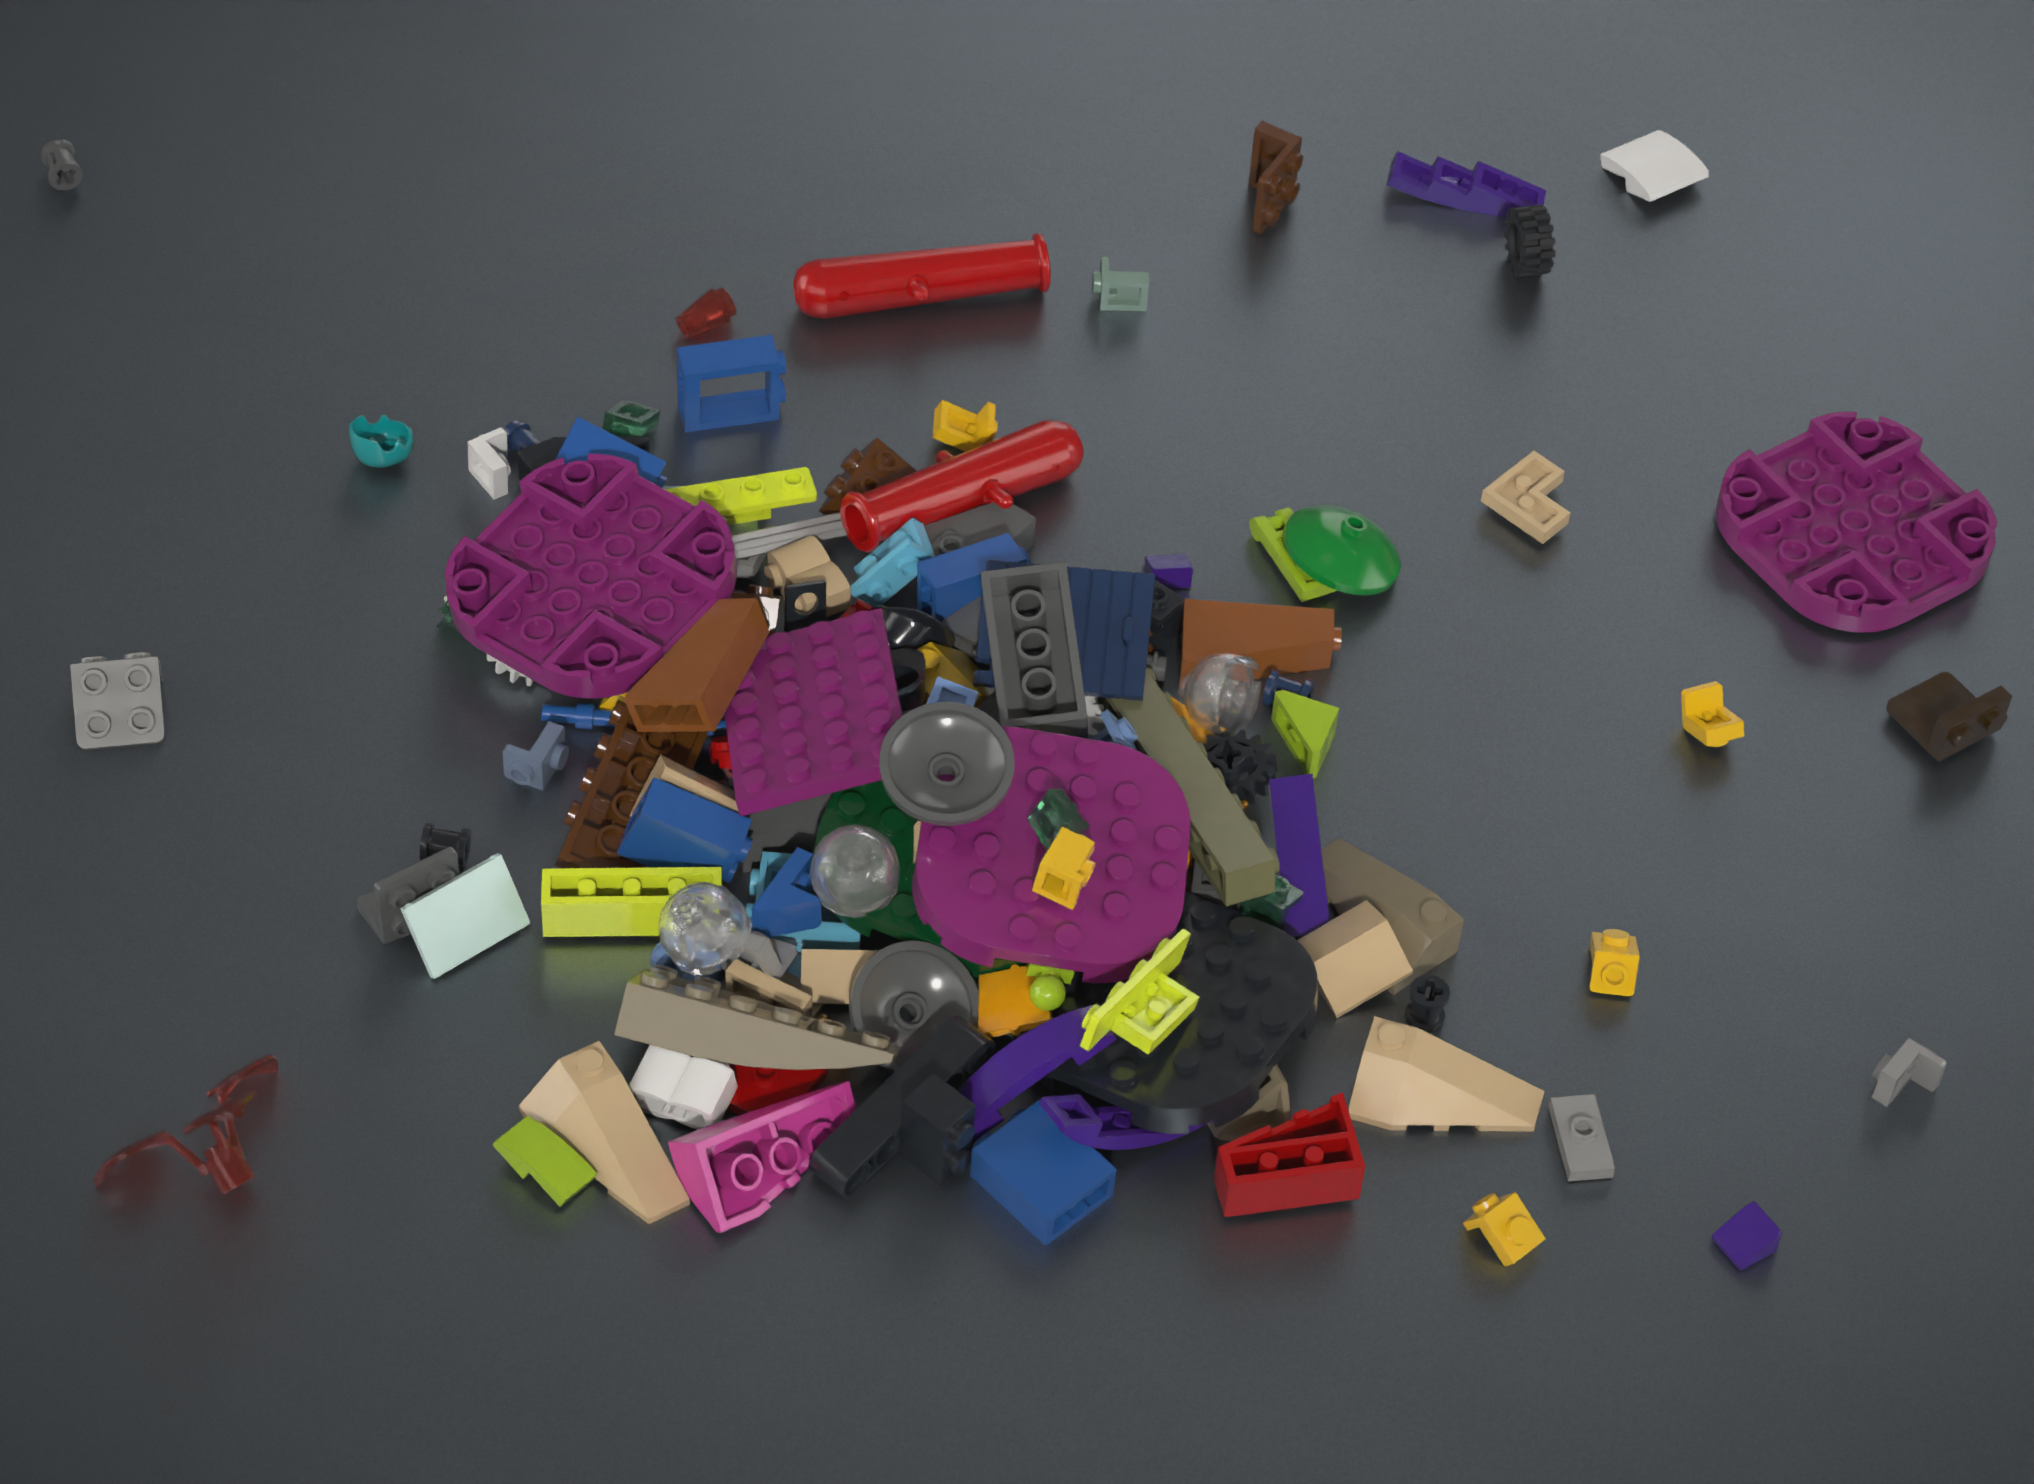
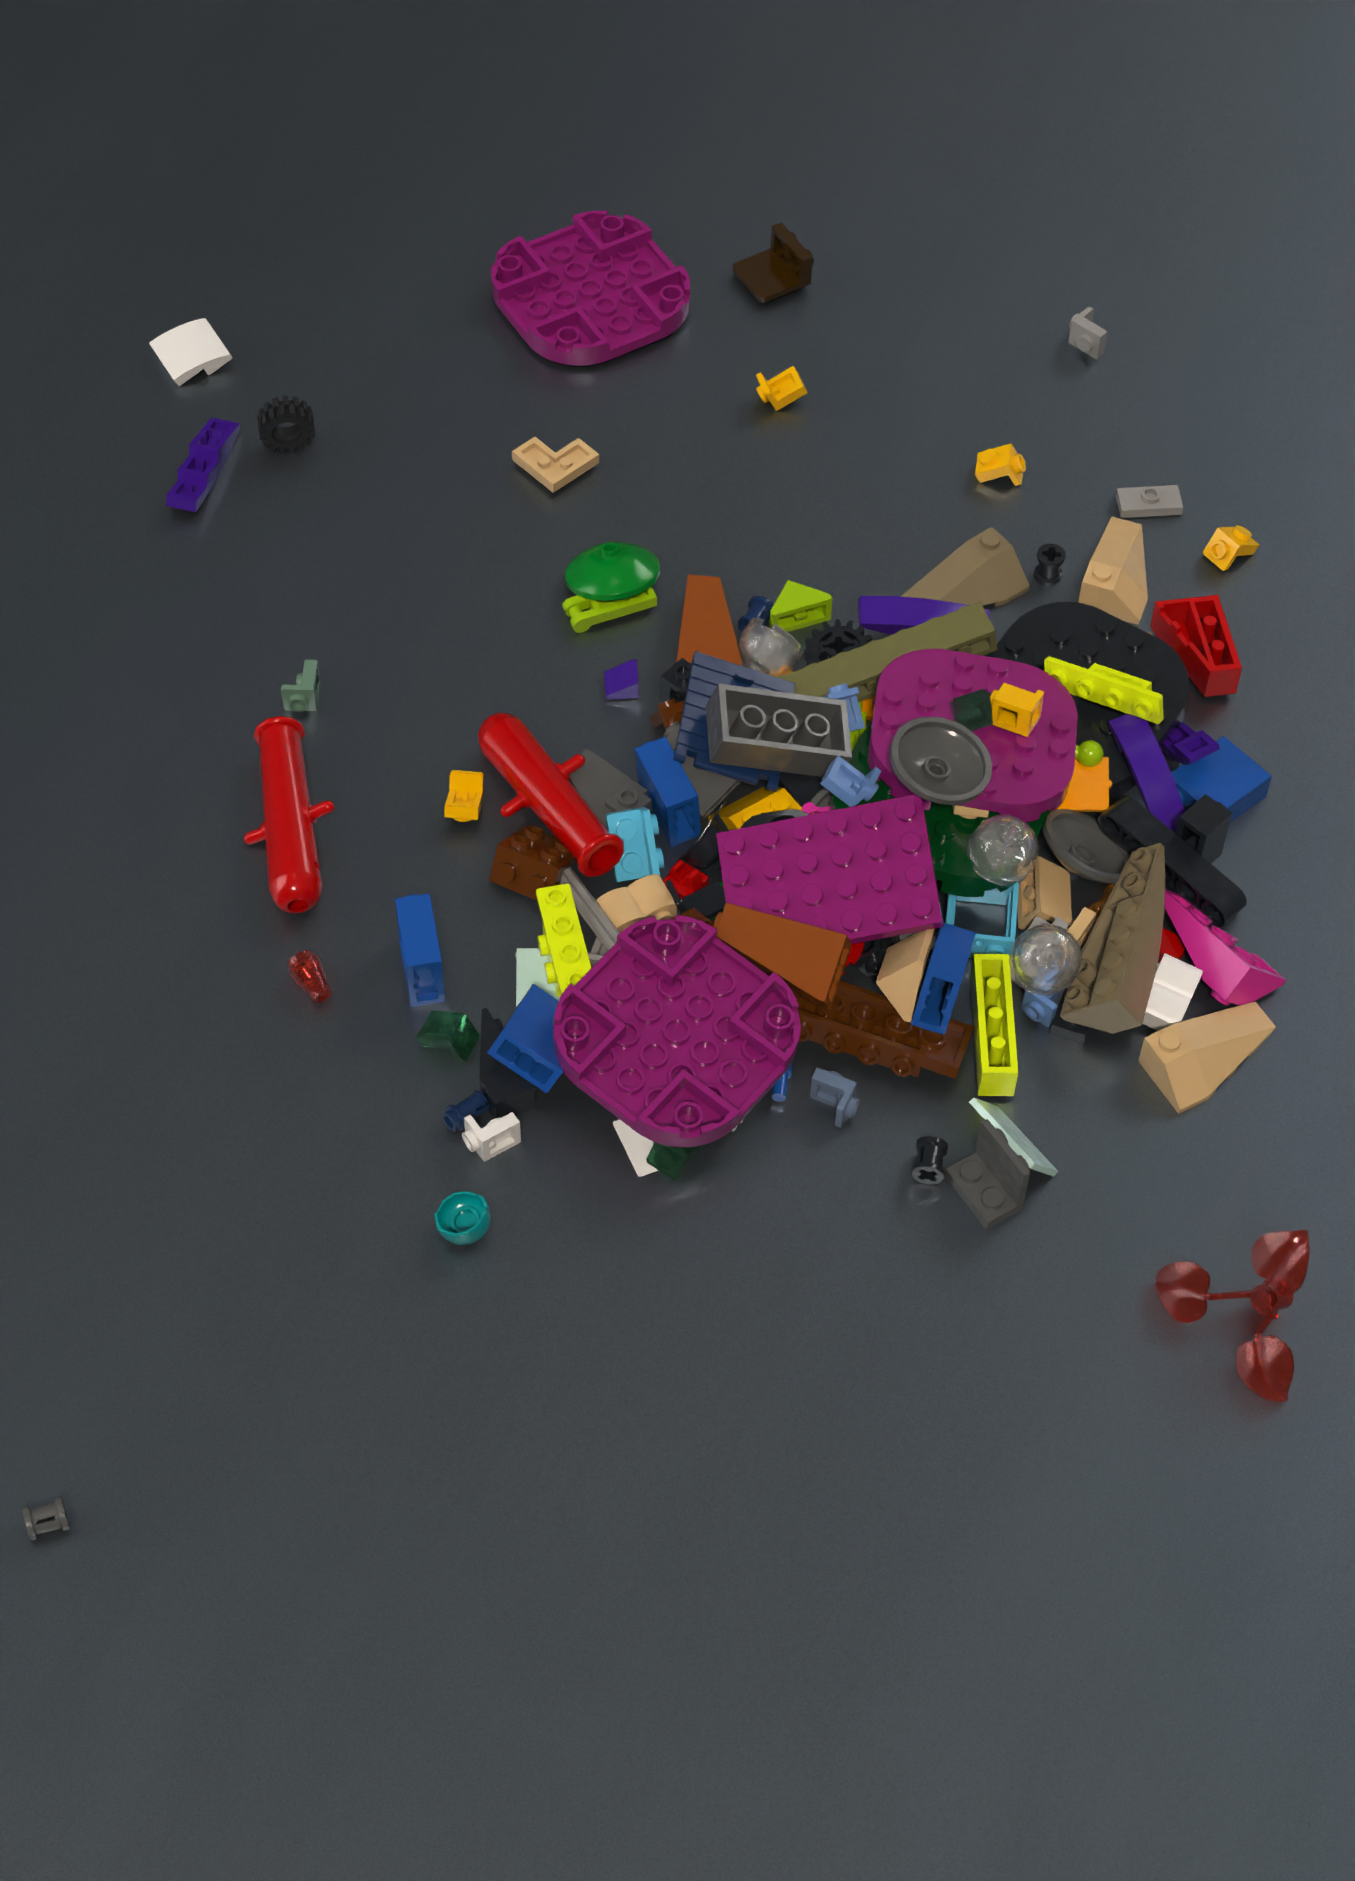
camera: 85 degrees left, 5 degrees up
(118, 701) = (771, 1410): light grey bracket -> none
(547, 1157) = (1236, 1086): lime slope -> none
(787, 900) = (1009, 914): blue slope -> none
(1273, 172) = (192, 564): reddish brown bracket -> none
(1355, 957) = (1008, 593): tan slope -> none
(1748, 1236) = (1222, 427): dark purple slope -> none

